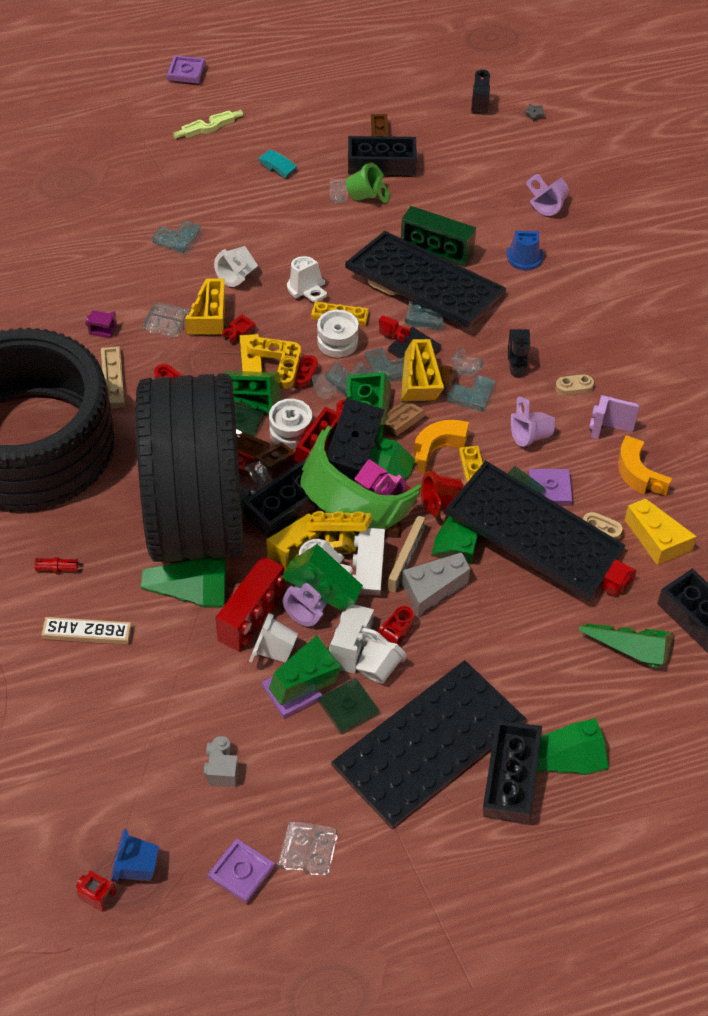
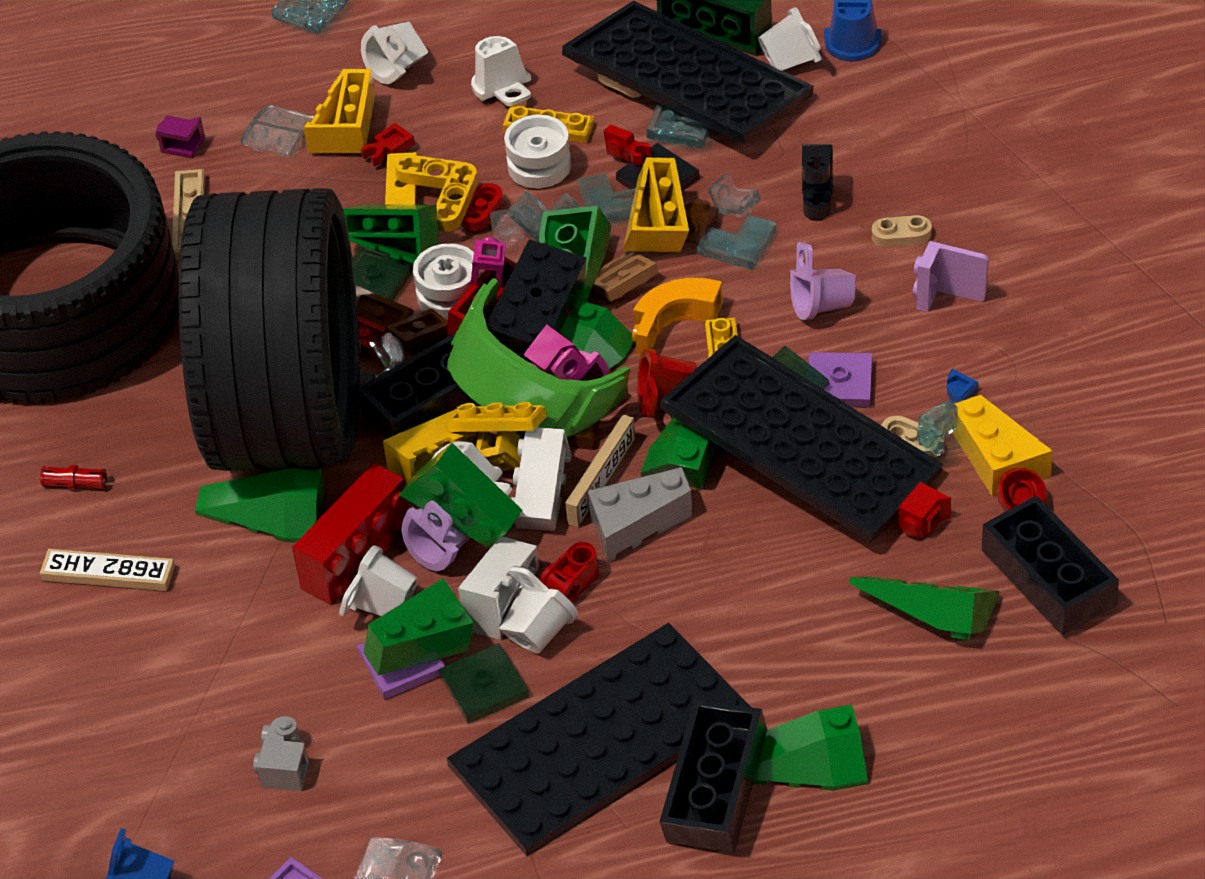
camera: 10 degrees right, 5 degrees down
(320, 409) = (488, 255): none -> dark pink window
(489, 258) = (790, 42): none -> white container
(619, 521) = (937, 424): none -> clear light blue bracket
(627, 491) = (960, 386): none -> blue tile
(635, 473) = (972, 357): light orange arch -> none
(678, 563) = (1018, 487): none -> red hair

